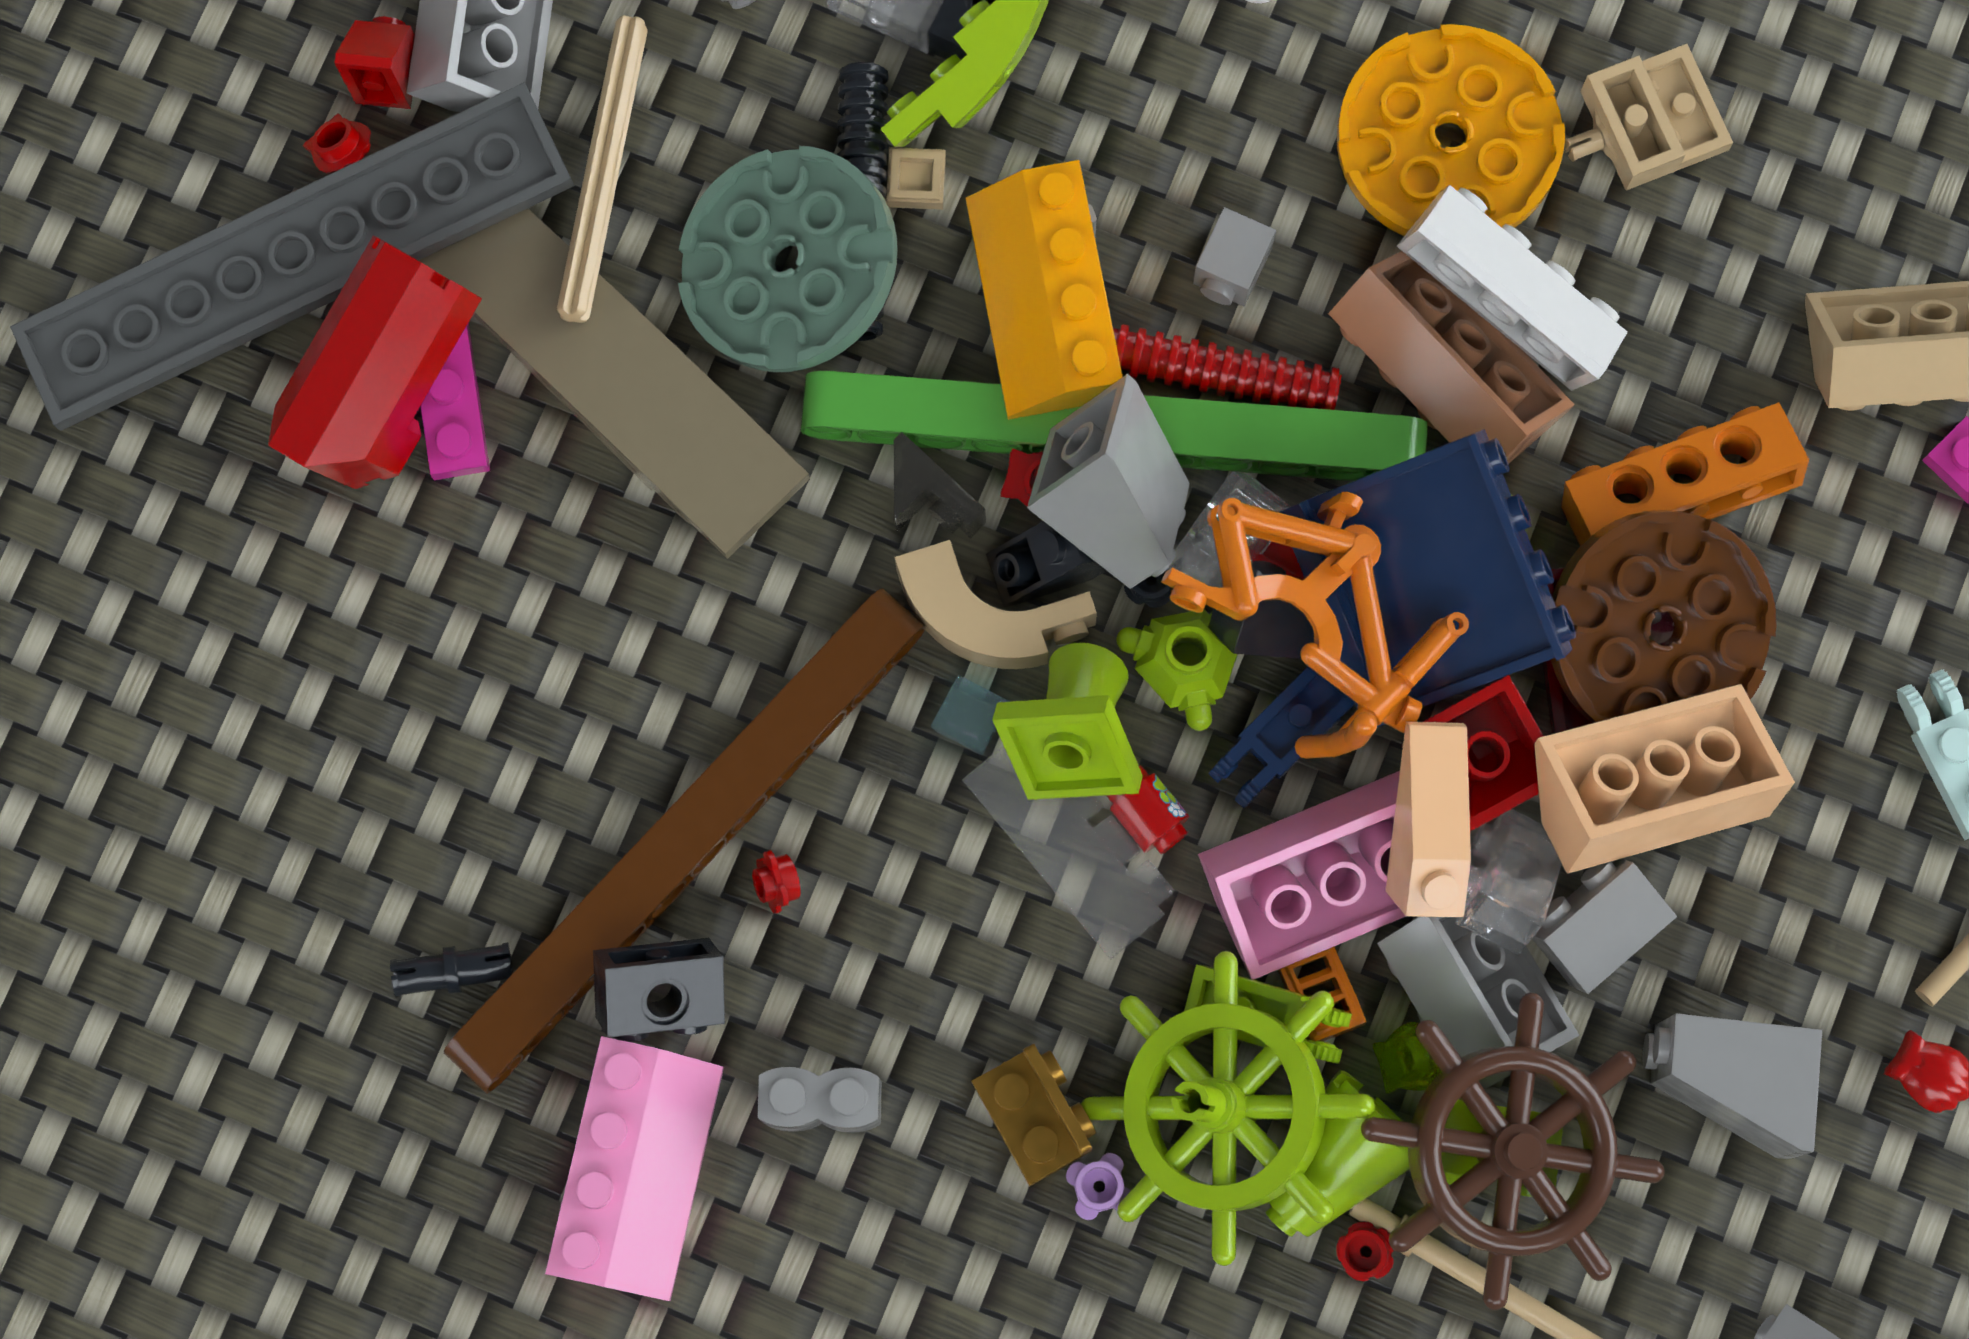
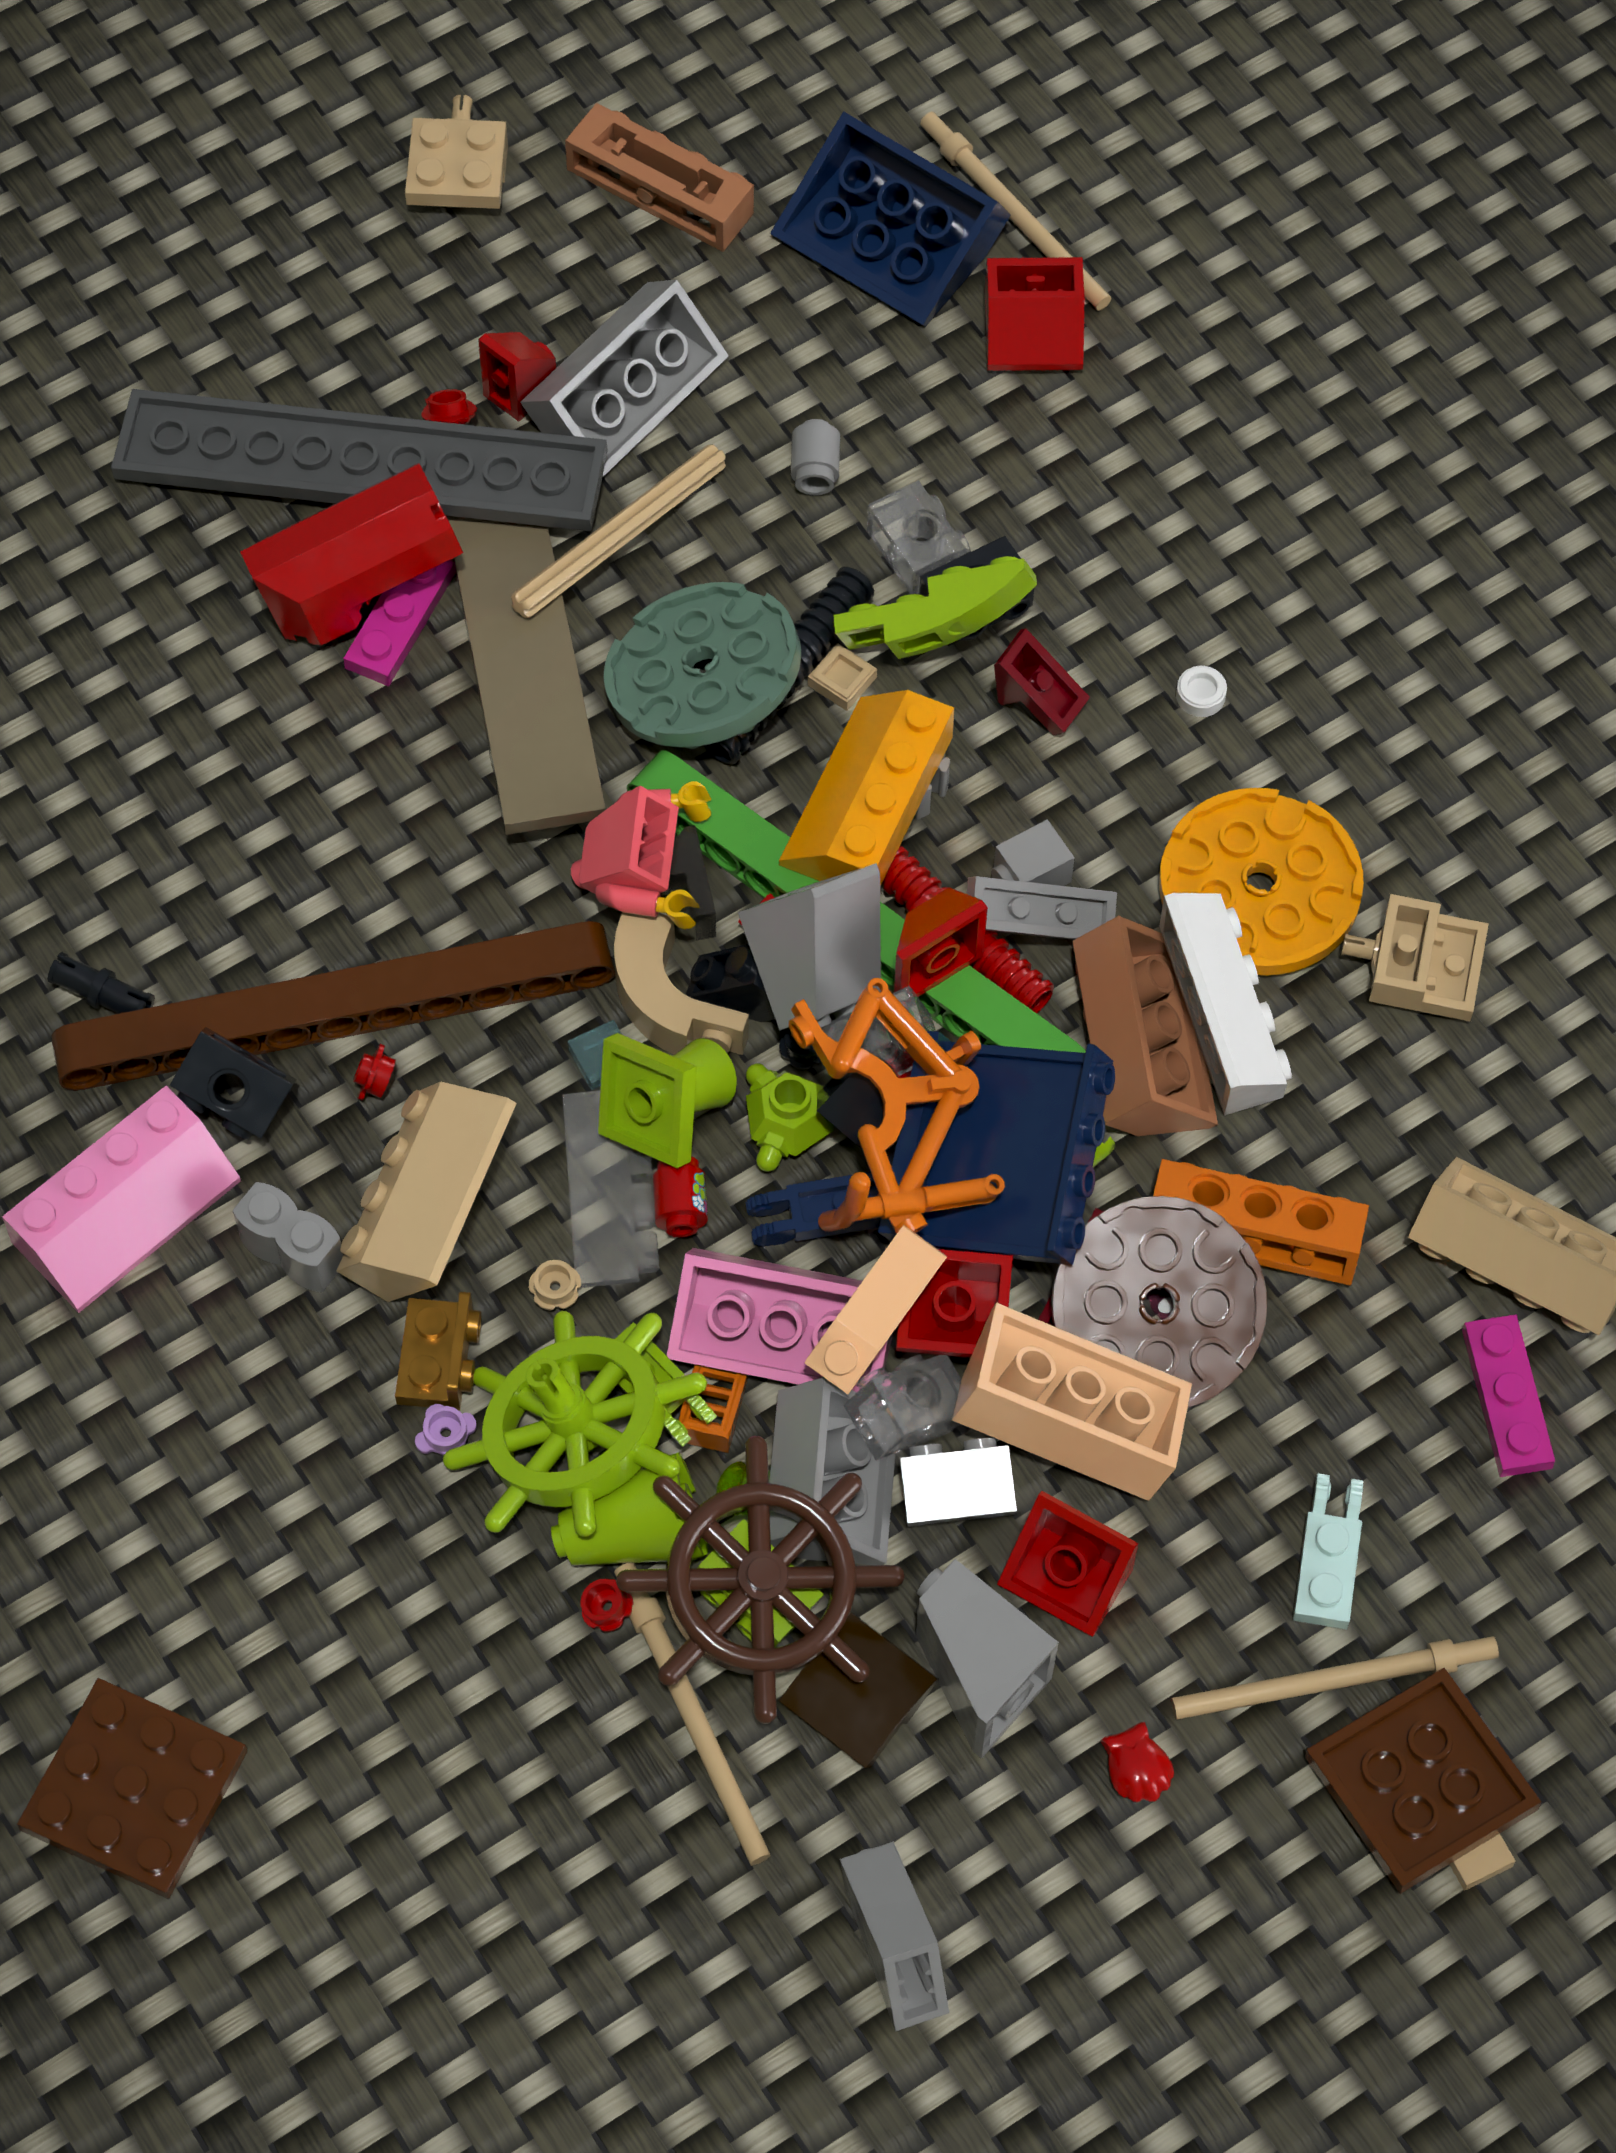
camera: 30 degrees right, 15 degrees down
(865, 500) = (631, 851): none -> coral torso
(921, 970) = (424, 1189): none -> tan slope
(1095, 959) = (555, 1272): none -> tan plate
(1114, 69) = (1036, 679): none -> dark red slope
(1217, 404) = (939, 939): none -> red slope
(1279, 303) = (1042, 908): none -> light grey plate
(1675, 1205) = (866, 1713): none -> dark brown slope
(1747, 931) = (1069, 1564): none -> red slope

